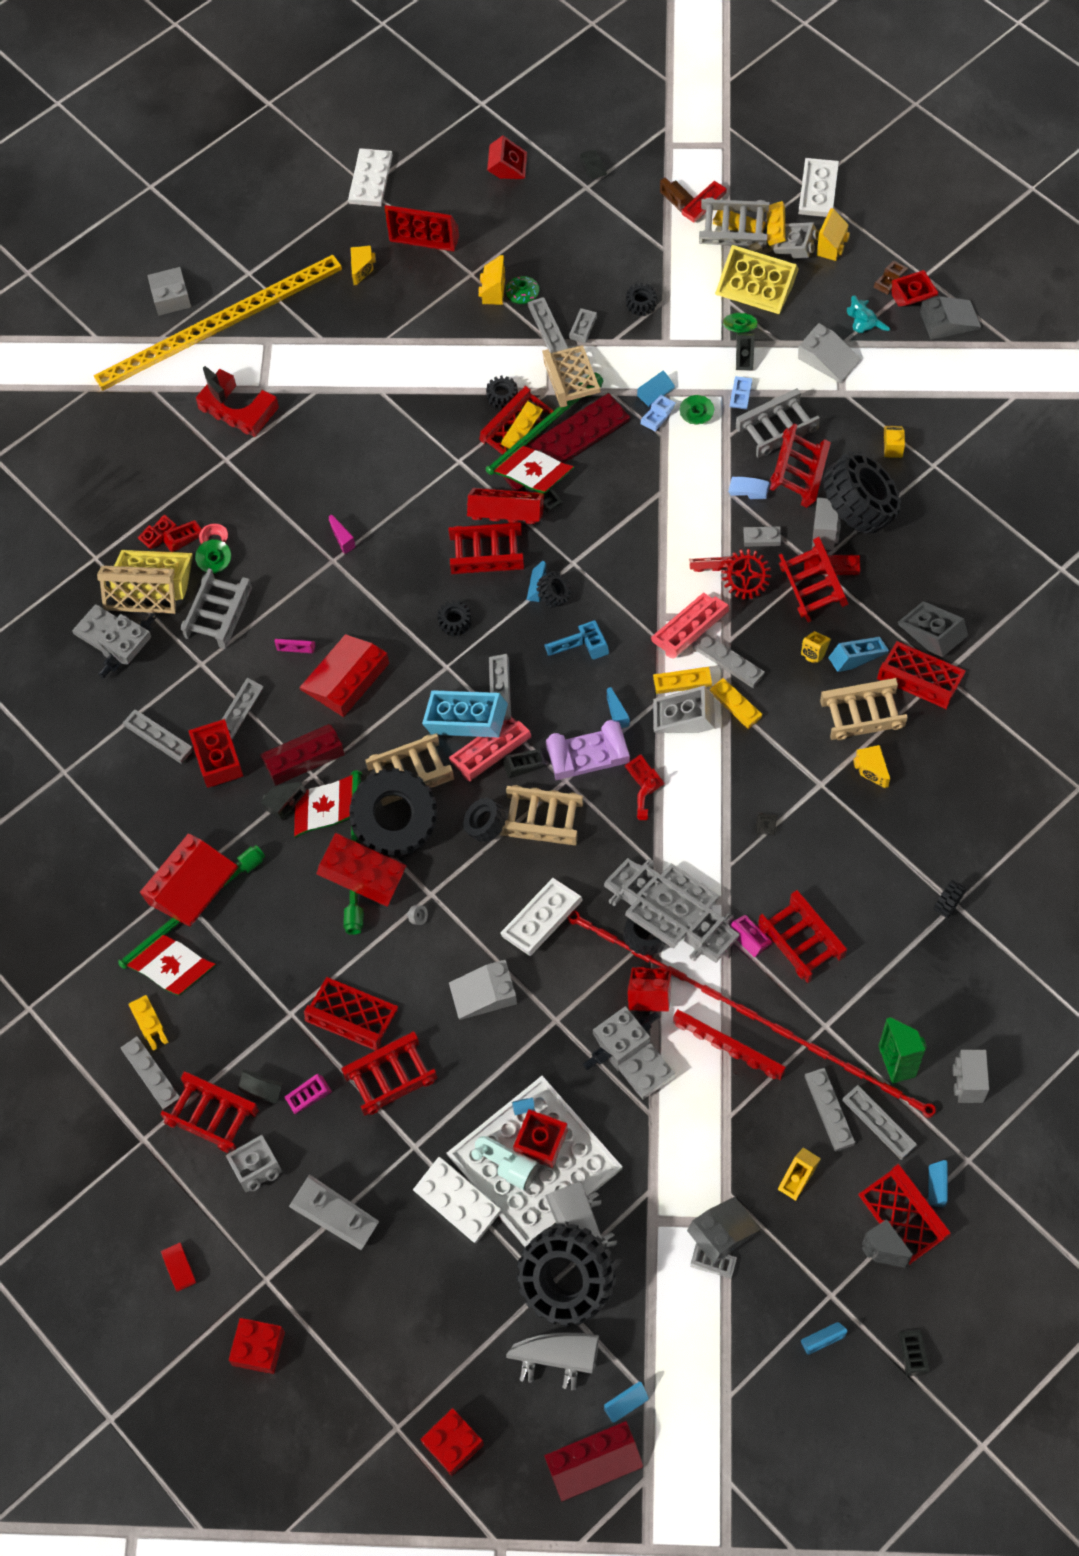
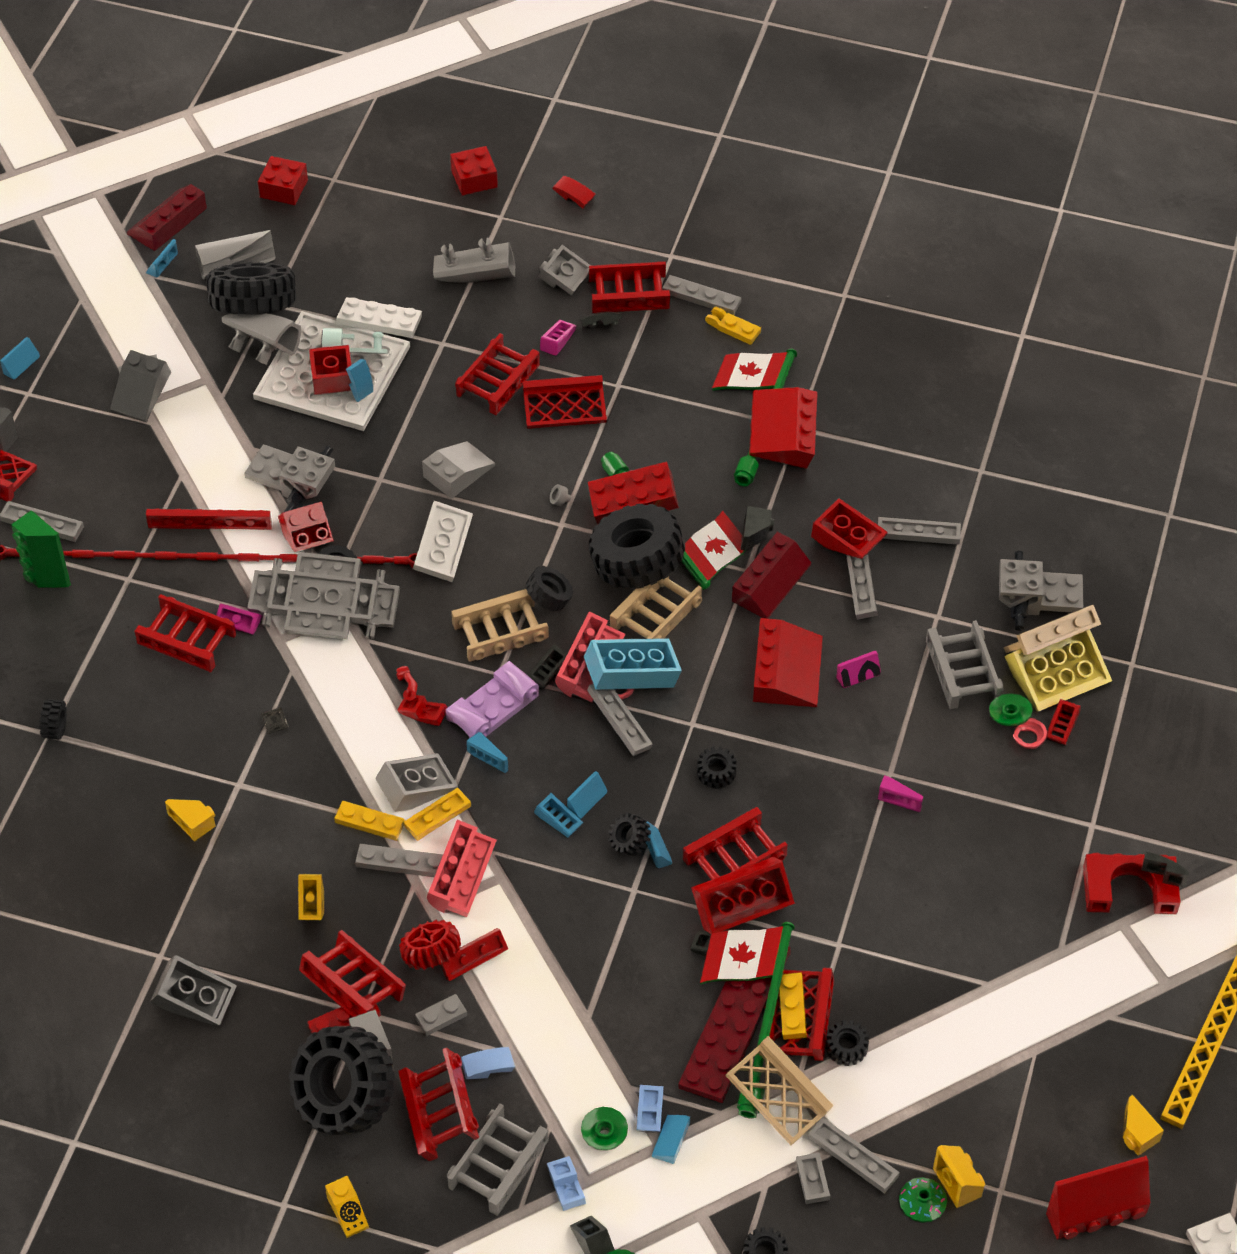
camera: 145 degrees right, 10 degrees down
(154, 535) = (1091, 713): red slope -> none
(799, 1173) = (94, 455): yellow slope -> none
(829, 1109) = (92, 515): light grey plate -> none
(856, 653) = (262, 926): dark azure slope -> none
(860, 692) = (233, 888): tan fence -> none
(915, 683) = (183, 919): red fence -> none

